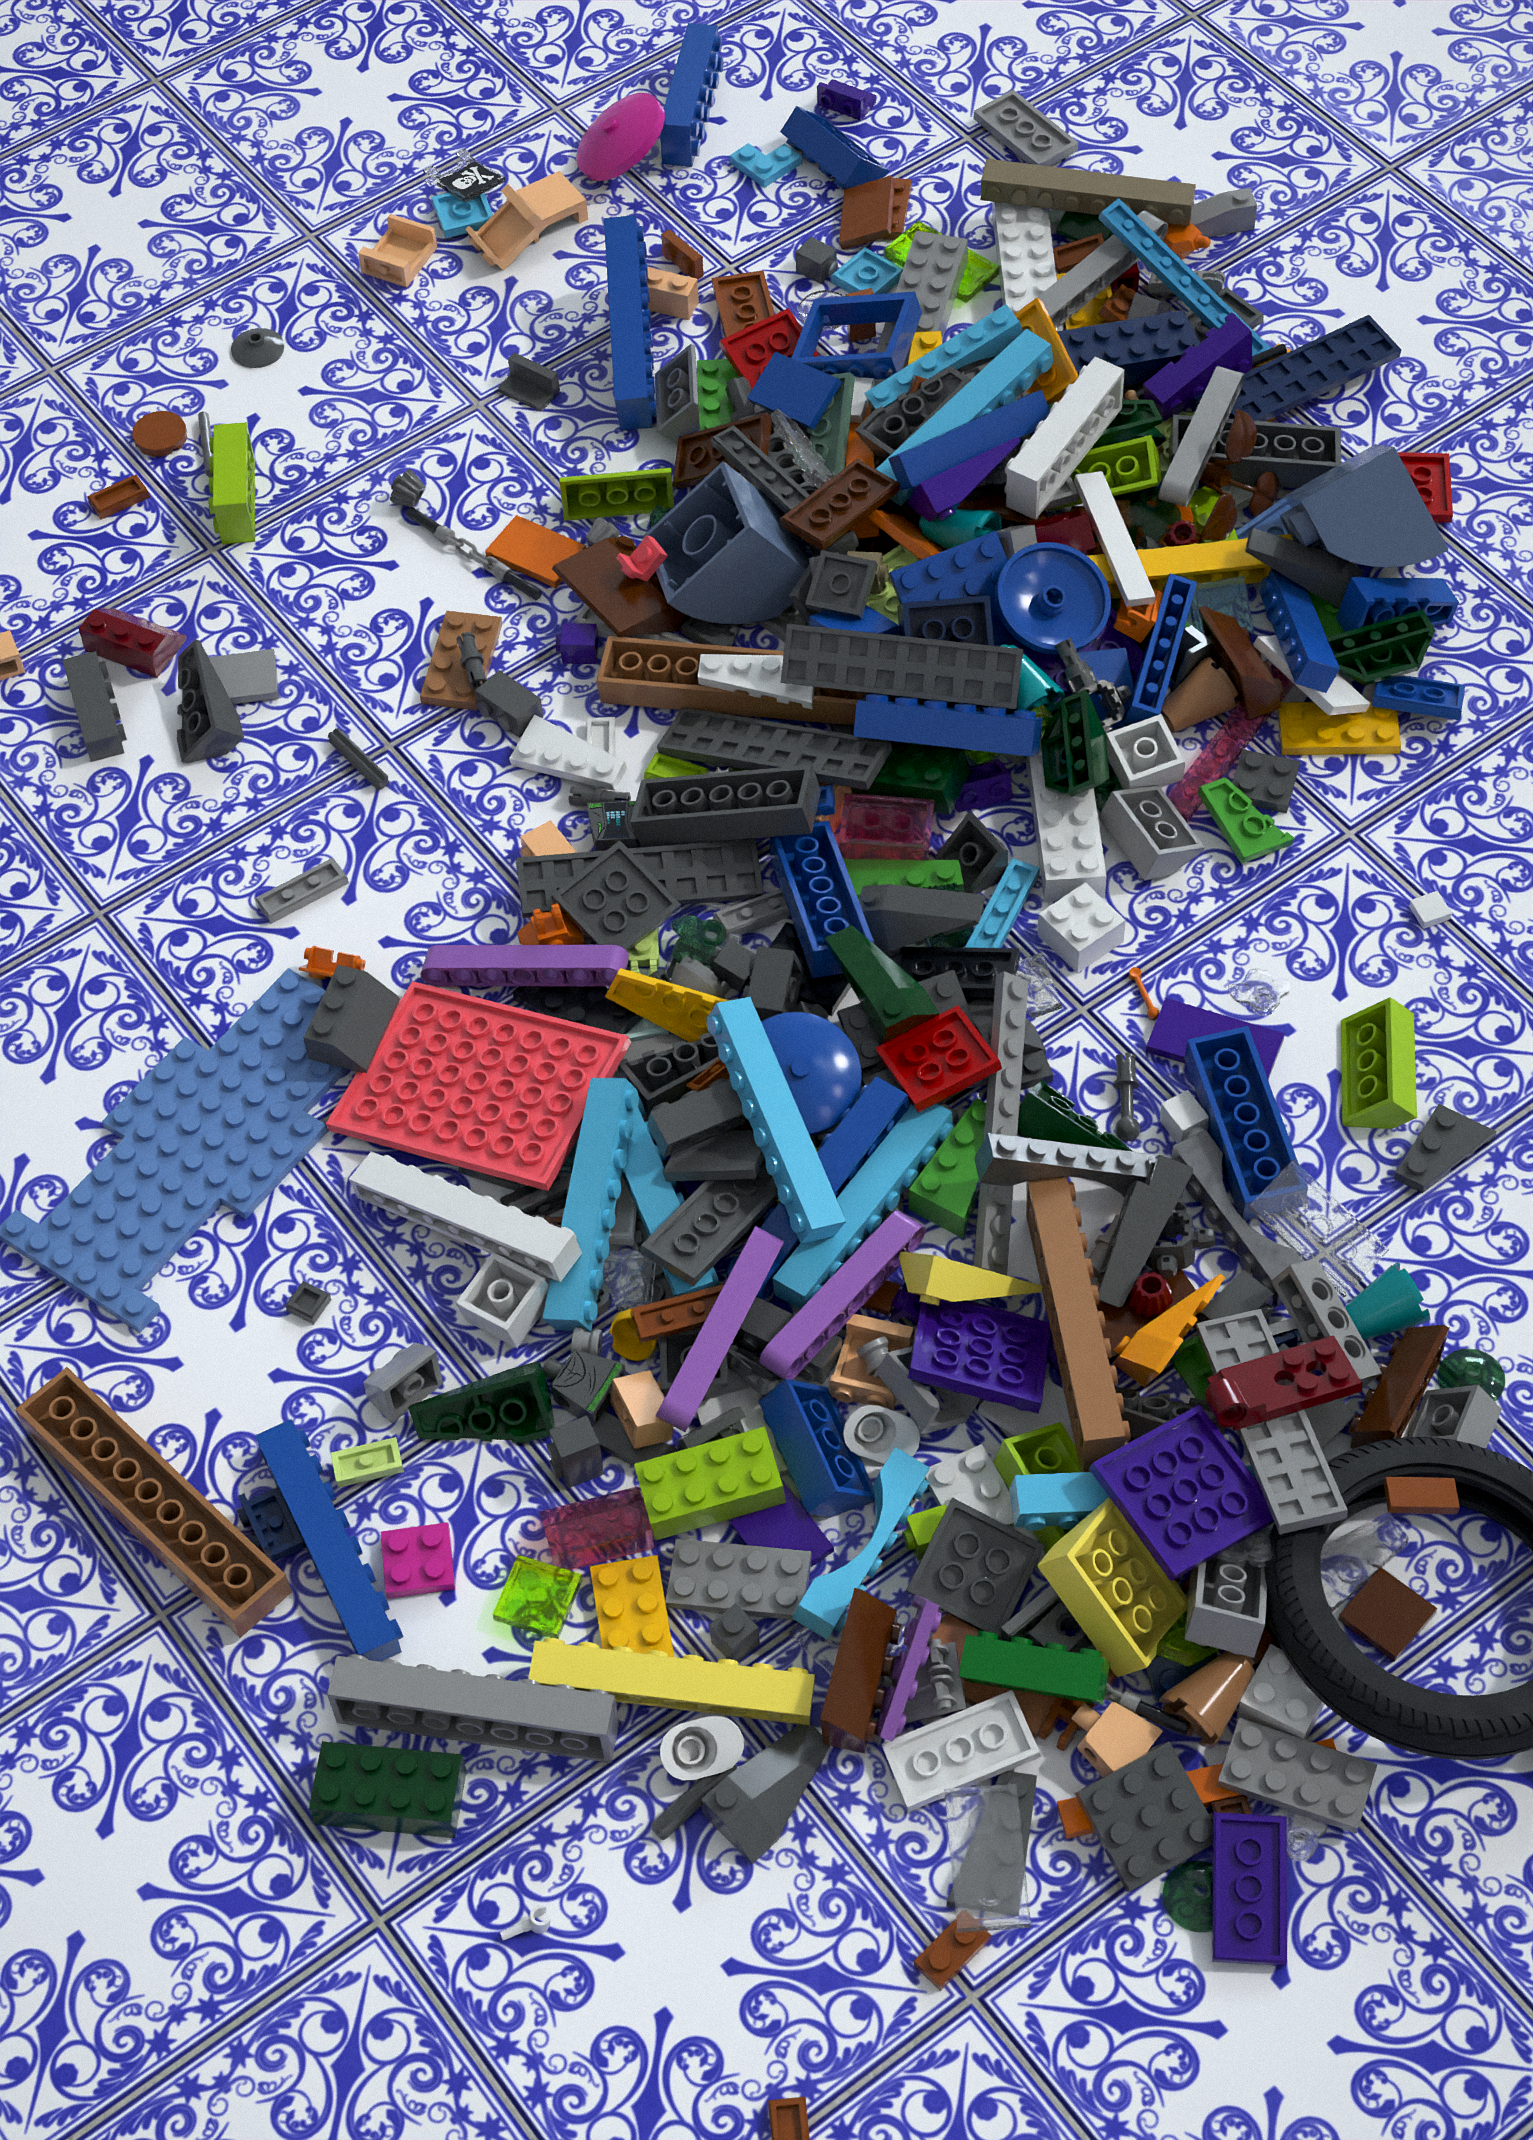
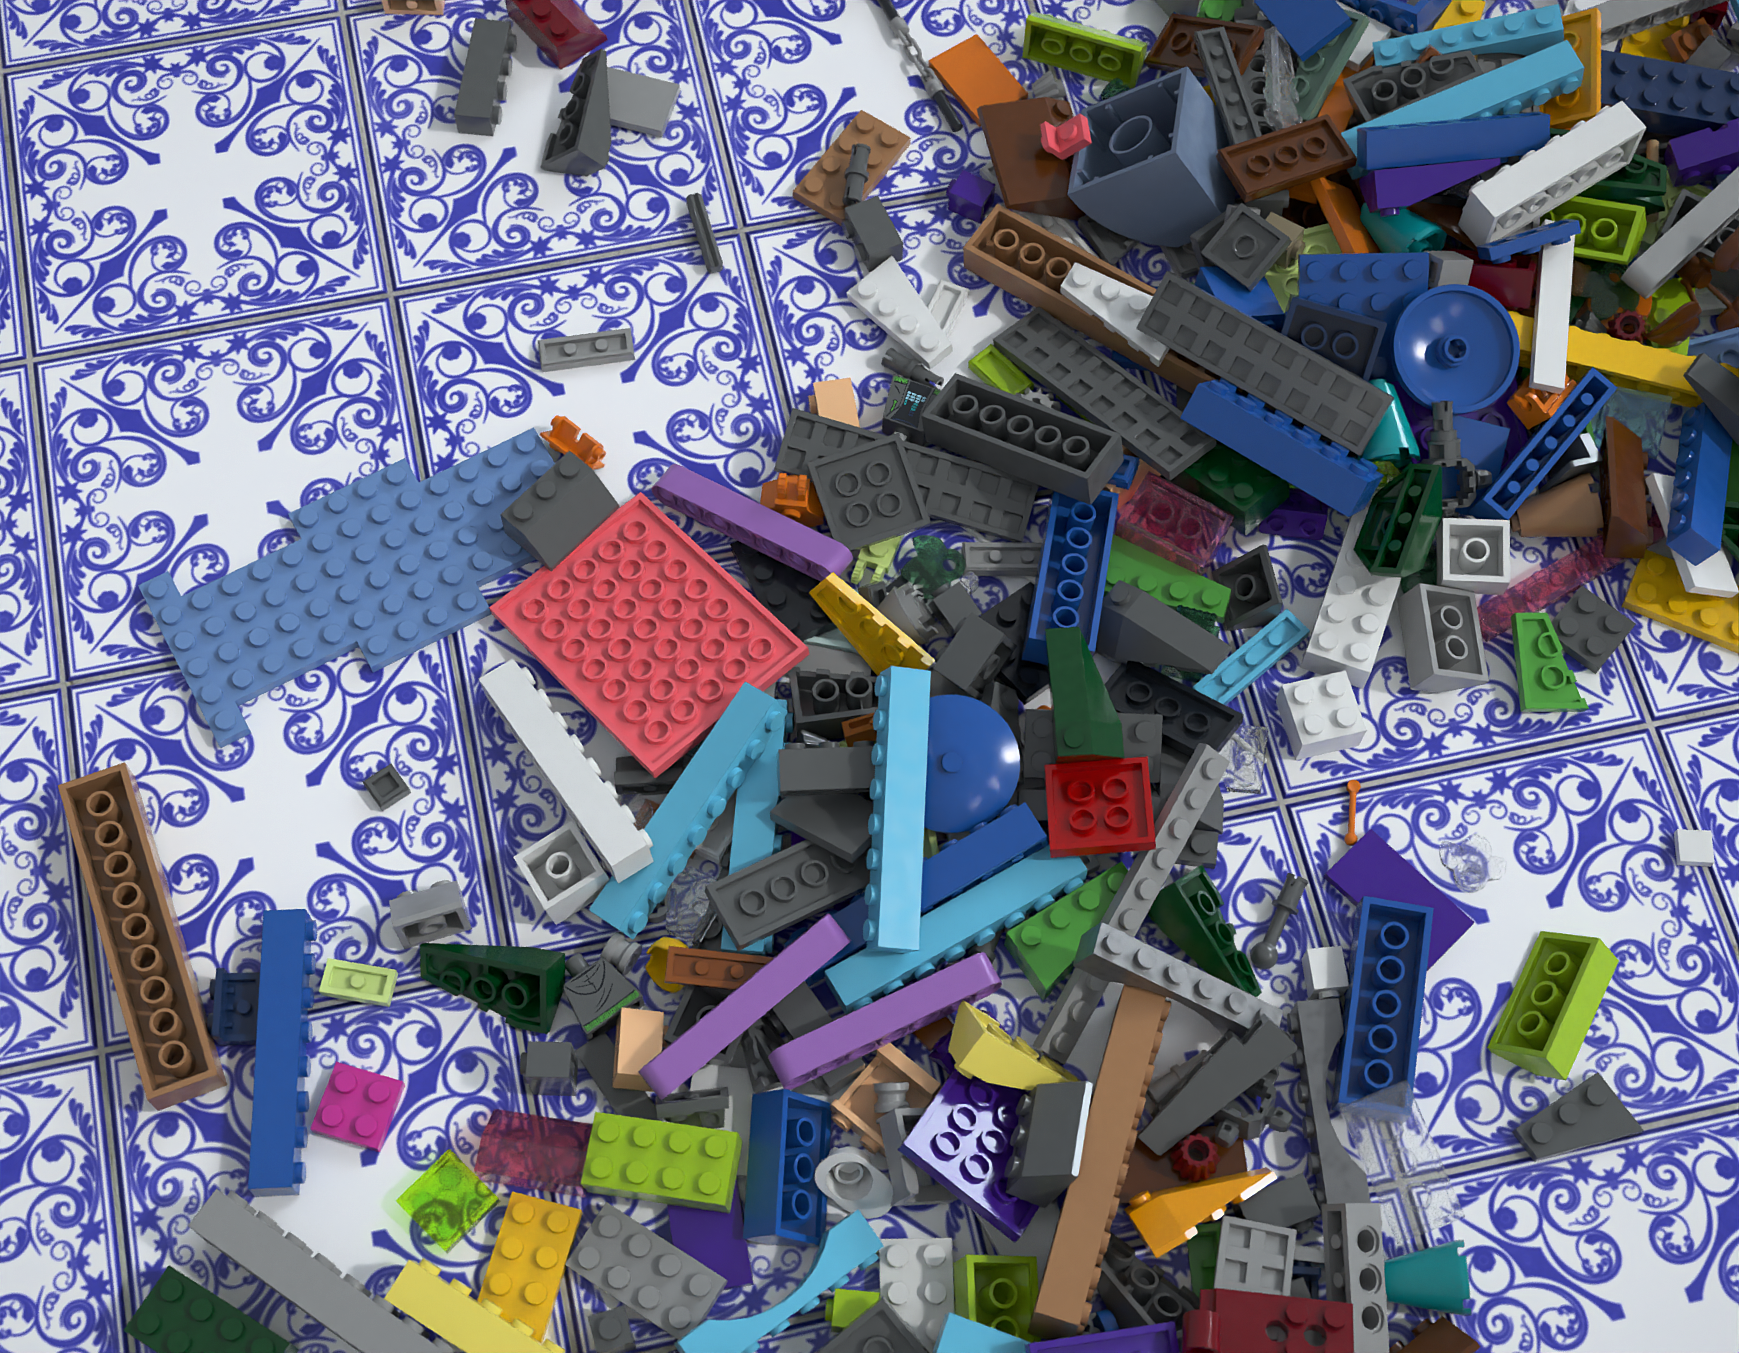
camera: 20 degrees right, 10 degrees up
(1027, 1323) = (1048, 1141): none -> dark grey slope
(1071, 494) = (1529, 241): none -> blue plate

